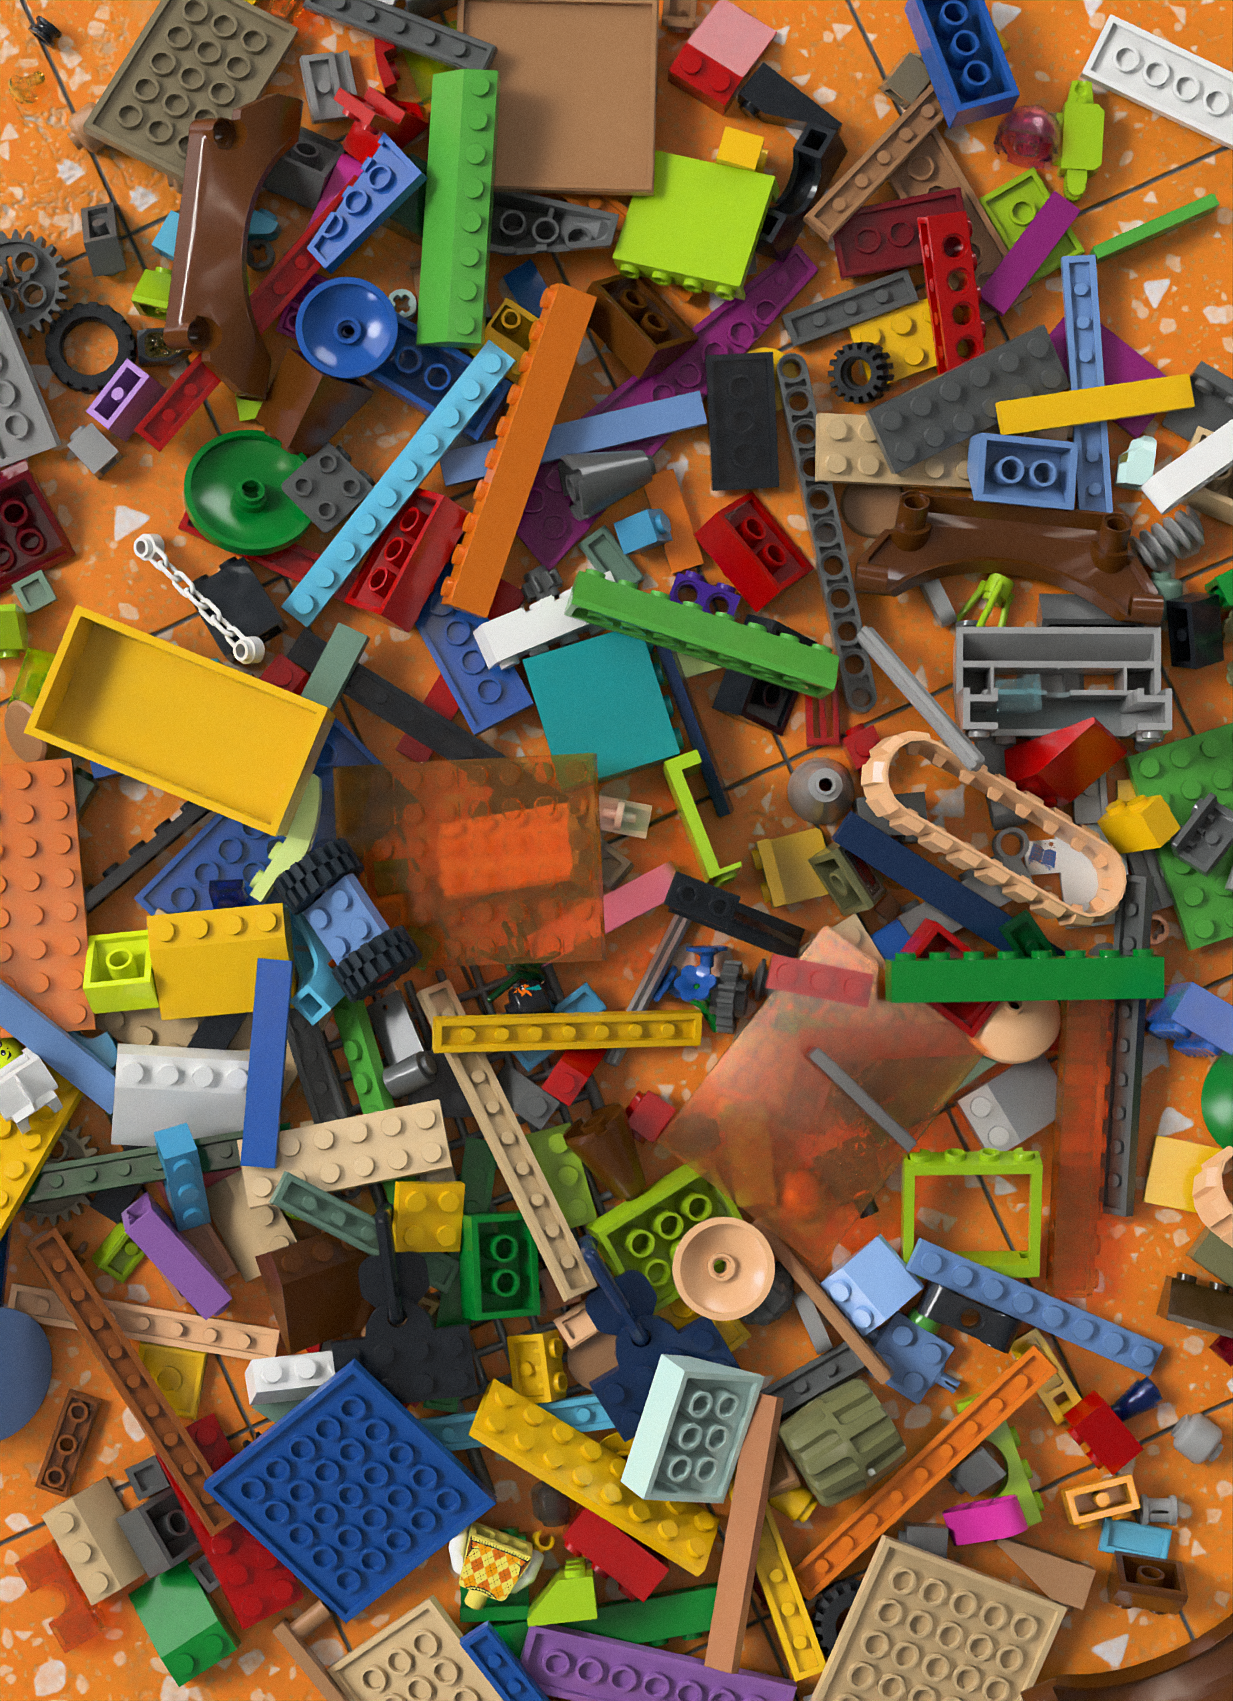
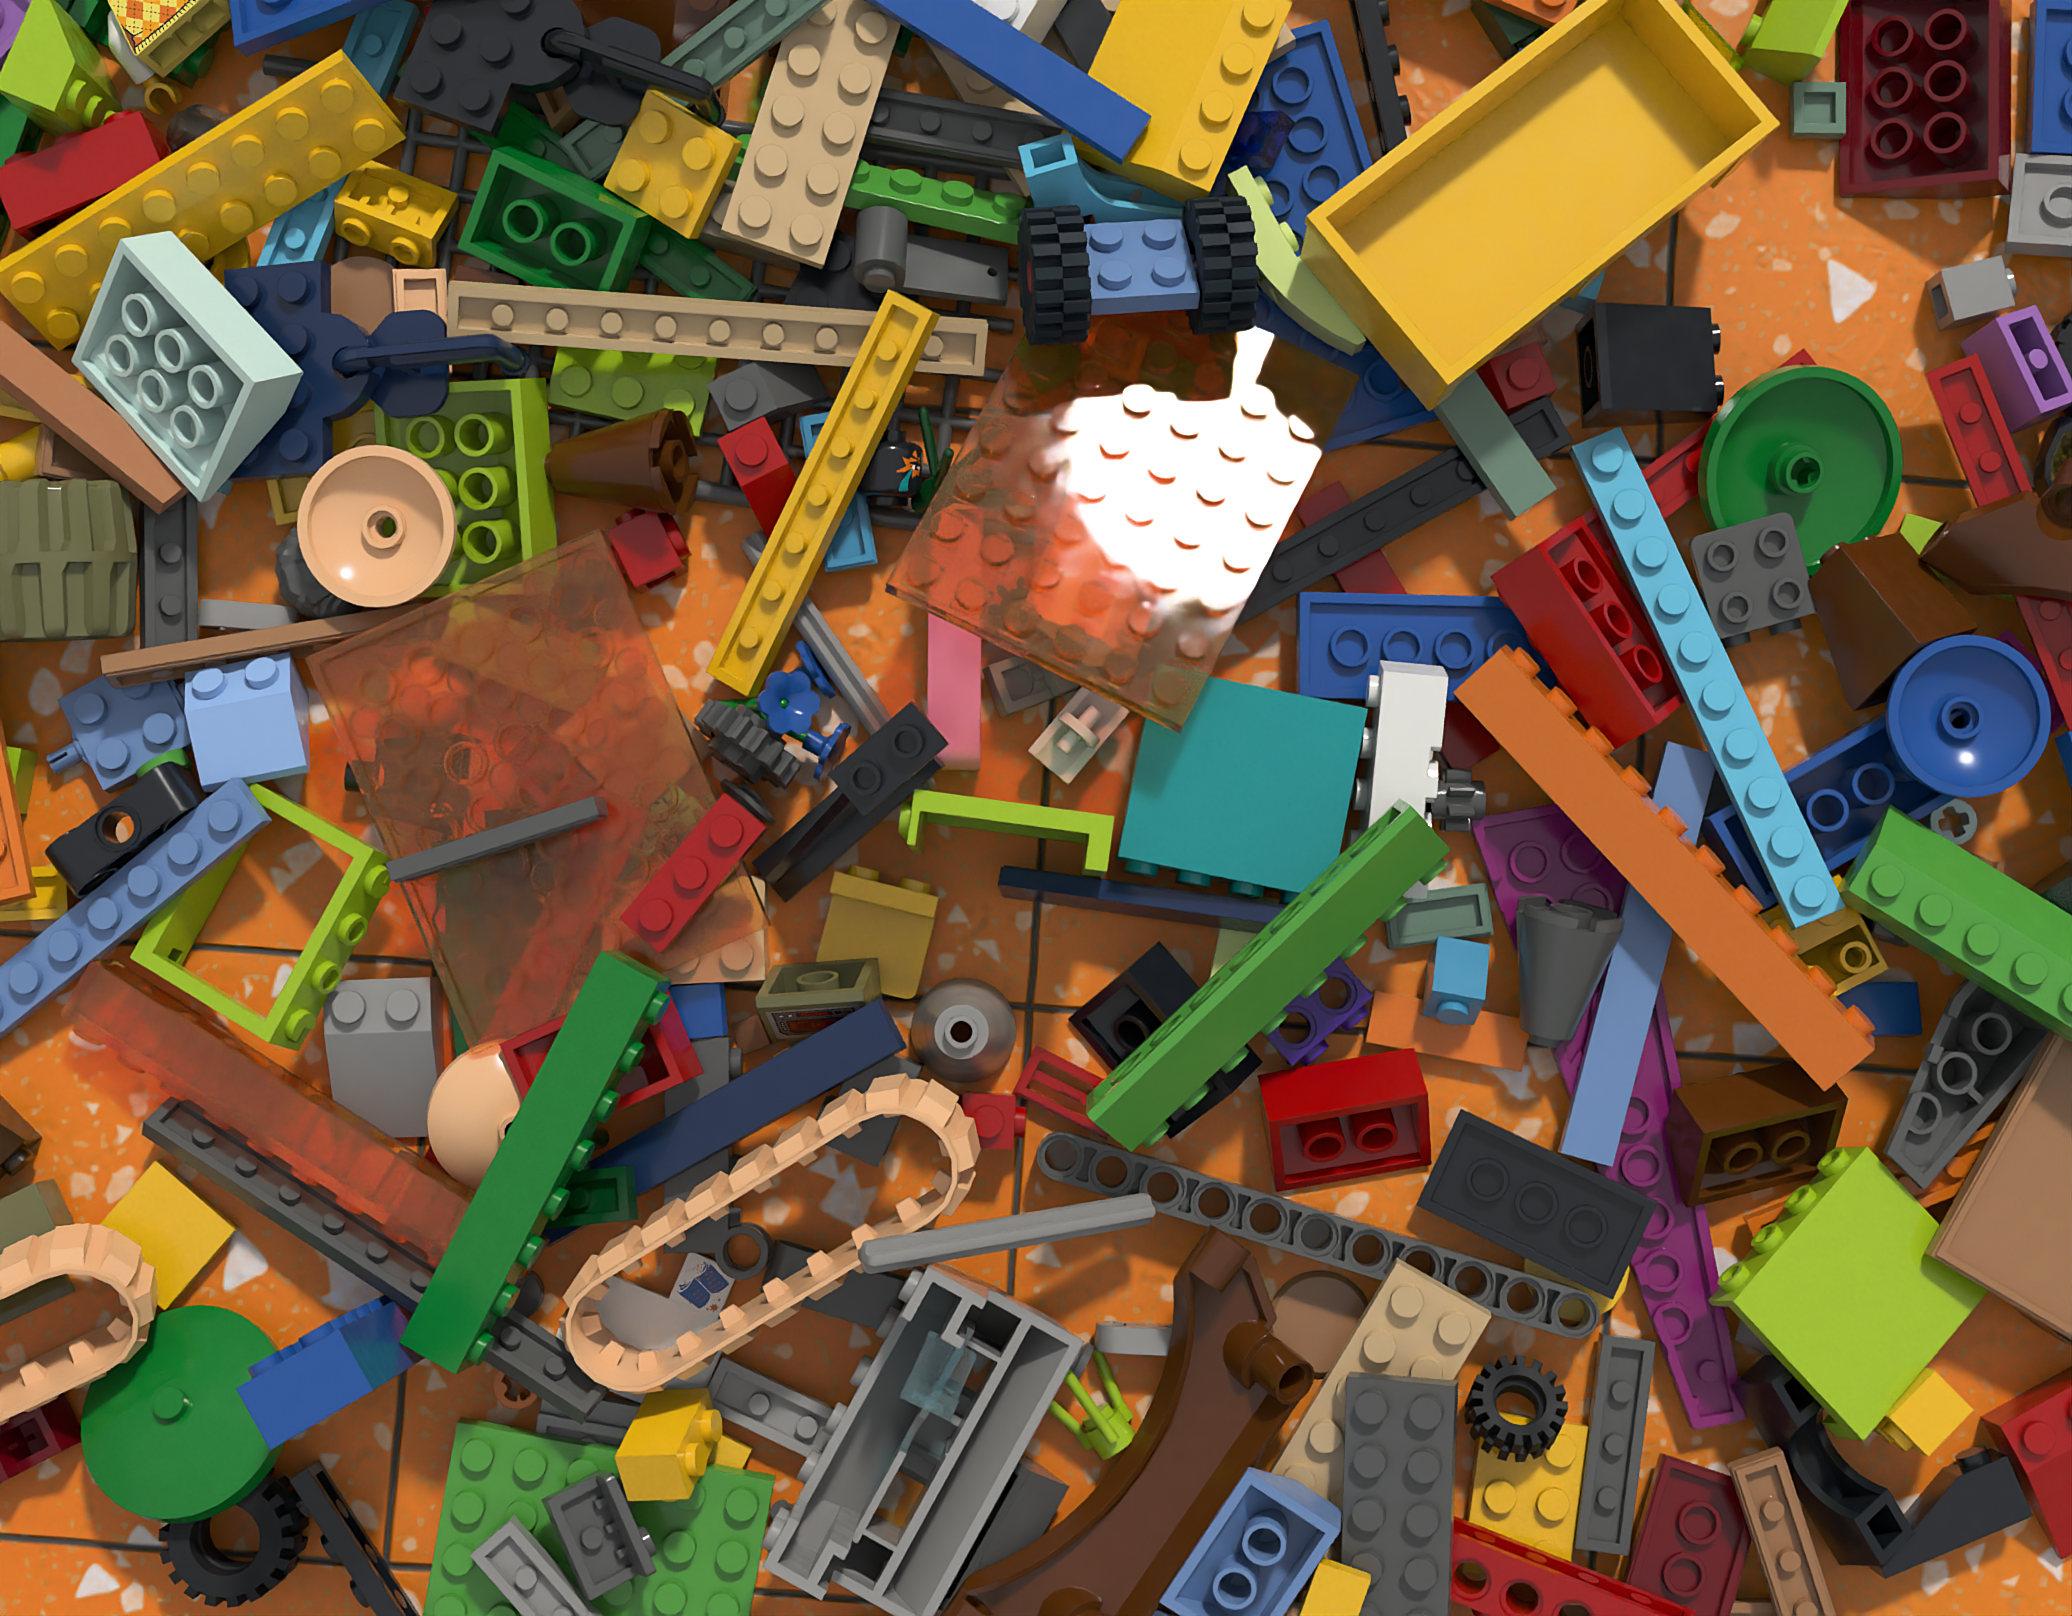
camera: 115 degrees right, 0 degrees up
(247, 649) = (1588, 333): white piece -> none
(1063, 762) = (812, 1385): red slope -> none

